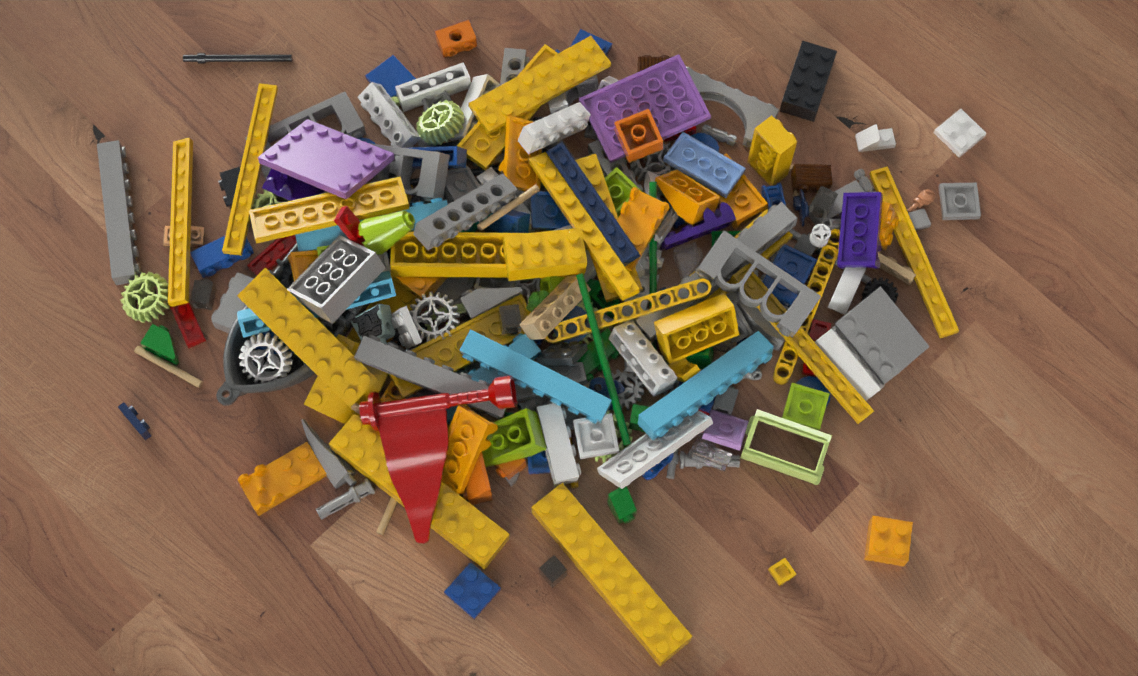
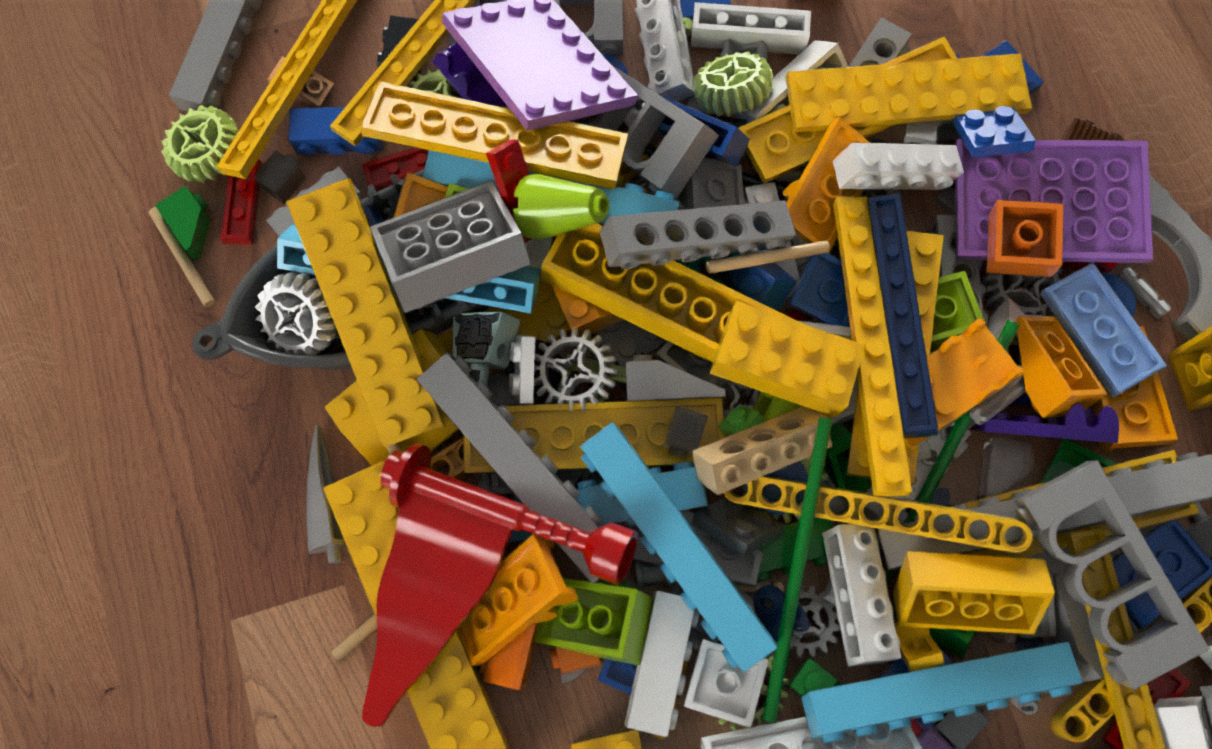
camera: 30 degrees right, 5 degrees up
(141, 426) = (92, 320): dark blue plate -> none
(281, 478) = (242, 499): light orange hinge -> none
(354, 494) = (328, 579): light grey pin -> none
(596, 85) = (994, 132): none -> blue plate
(773, 194) = (1191, 430): blue piece -> none

